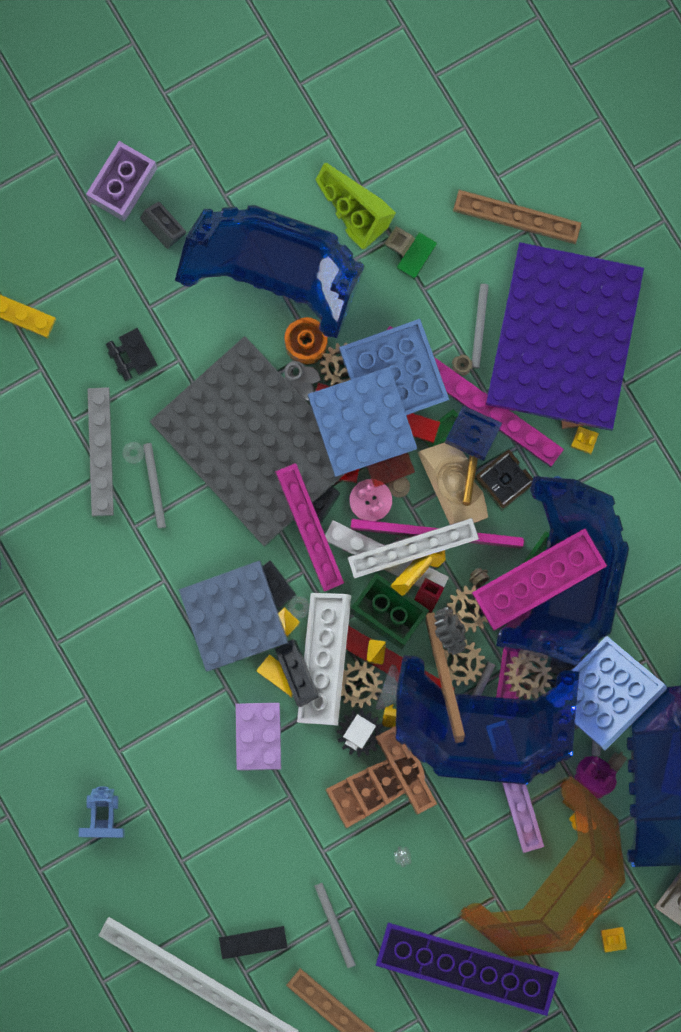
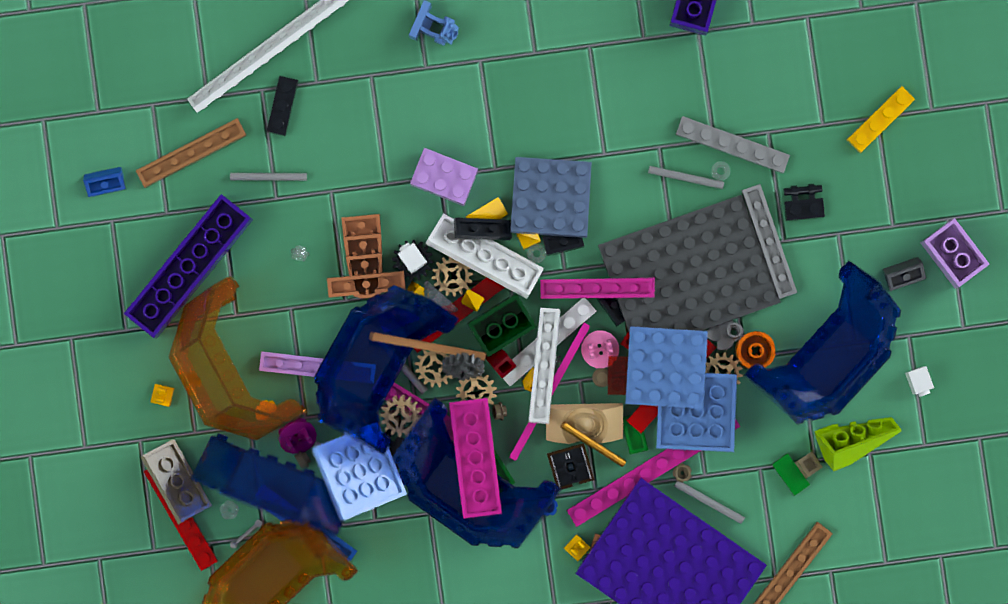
camera: 110 degrees right, 5 degrees up
(185, 373) = (769, 241): none -> light grey plate
(267, 165) = (919, 381): none -> white brick
(411, 574) = (523, 355): yellow slope -> none
(473, 433) = (620, 456): clear blue plate -> none

